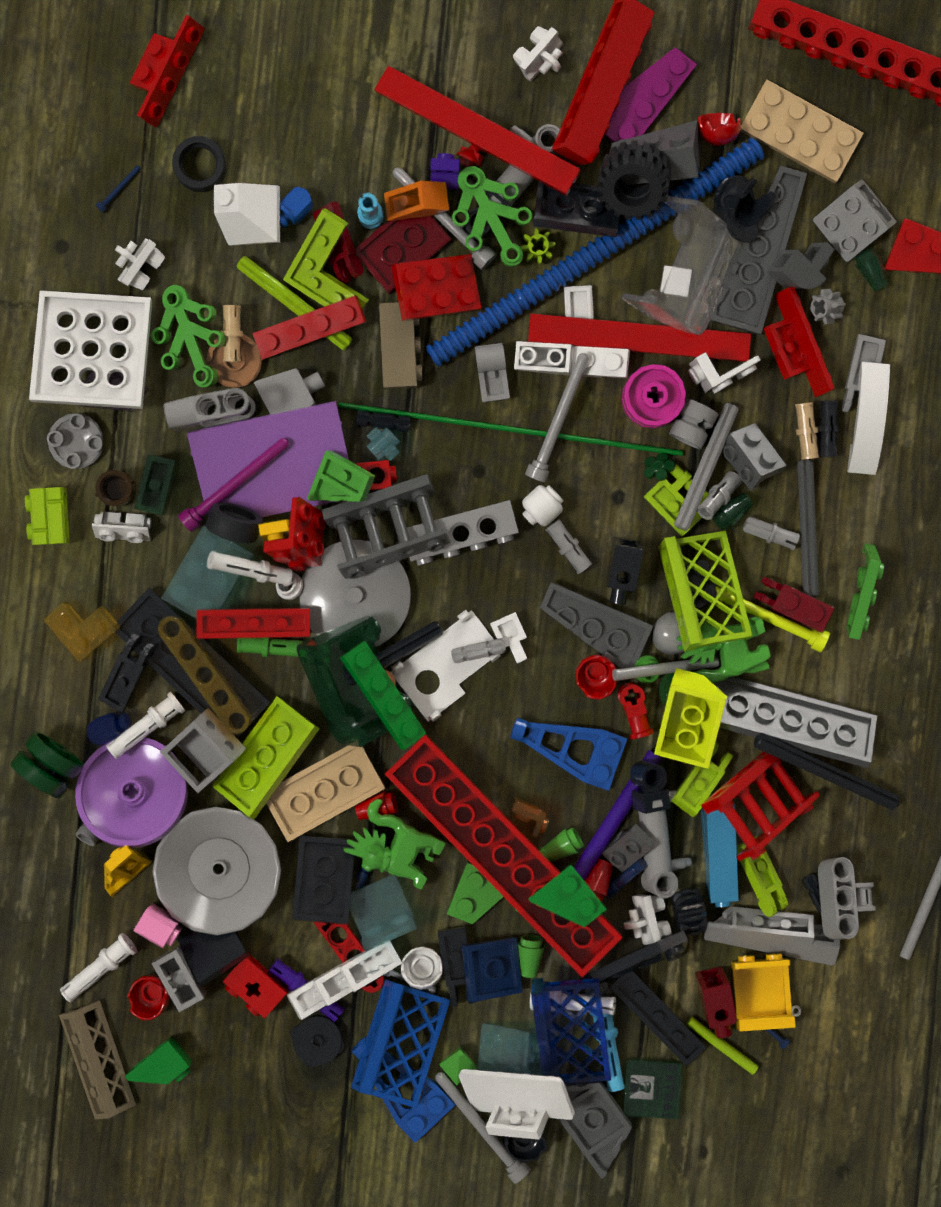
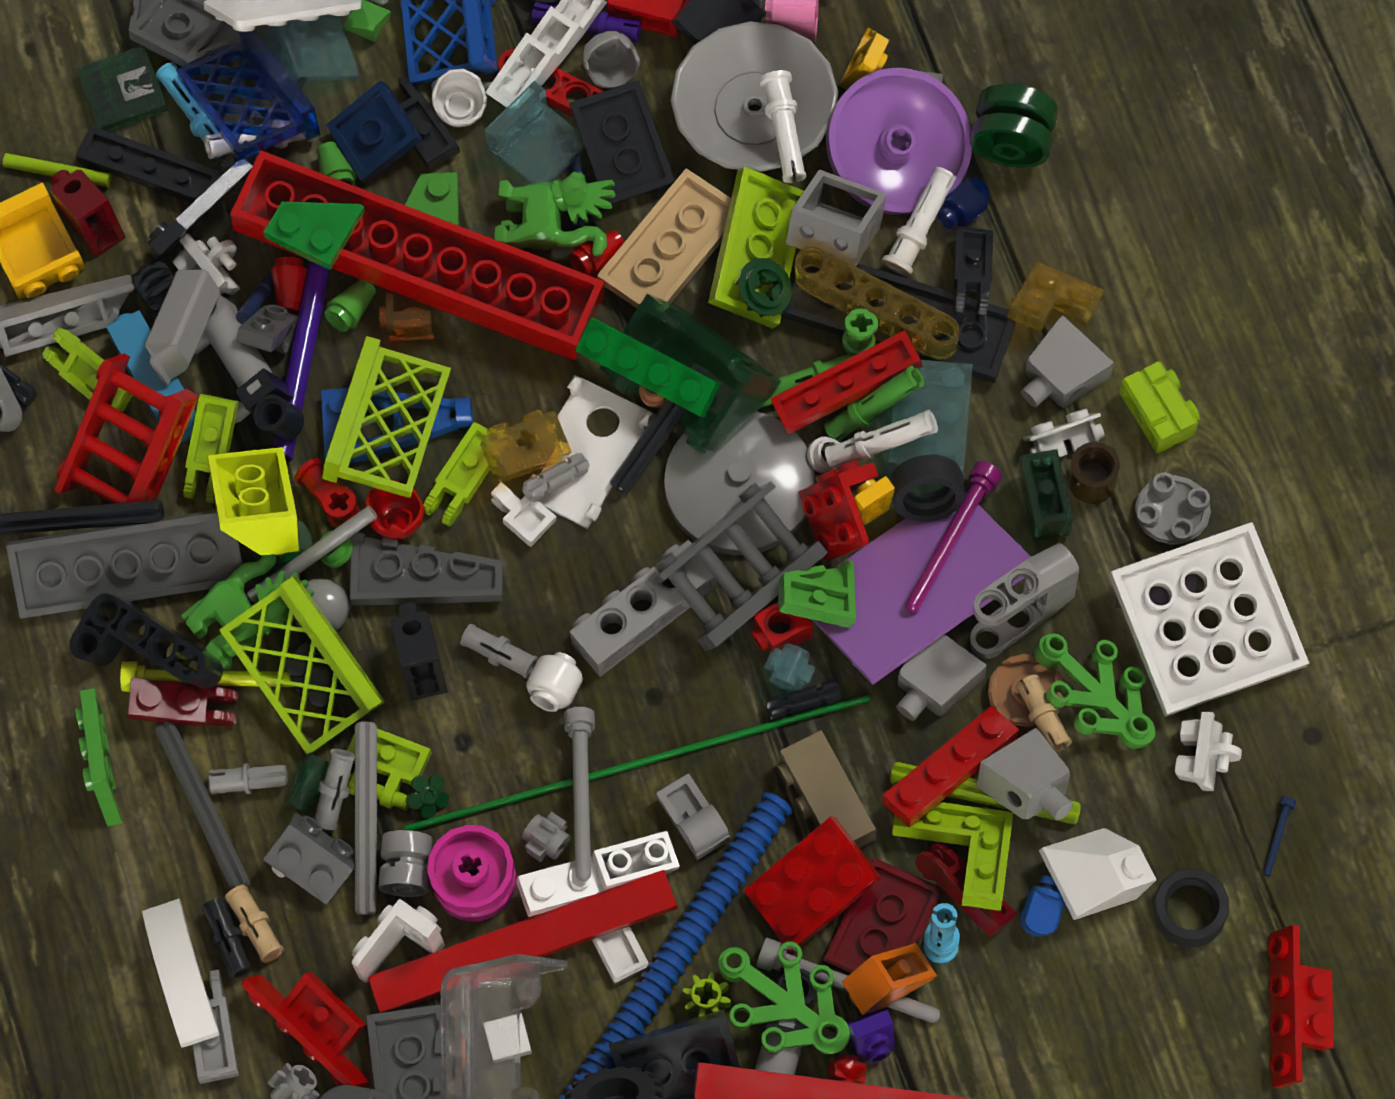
camera: 165 degrees right, 20 degrees down
(98, 575) = (1065, 366): none -> light grey torso
(204, 847) = (781, 110): none -> white pin
(234, 653) = (860, 331): none -> bright green bush
(238, 599) = (861, 412): none -> bright green pin
(263, 292) = (1027, 777): none -> light grey torso
(269, 714) = (764, 272): none -> dark green gear
(302, 950) = (610, 59): none -> light grey hair
(477, 672) = (510, 461): none -> clear yellow brick
(535, 686) = (460, 475): none -> lime hinge
(593, 759) = (359, 401): none -> lime fence
(594, 400) = (546, 837): none -> light grey gear
(690, 870) = (181, 322): none -> light grey piece
(779, 621) = (152, 644): none -> black beam

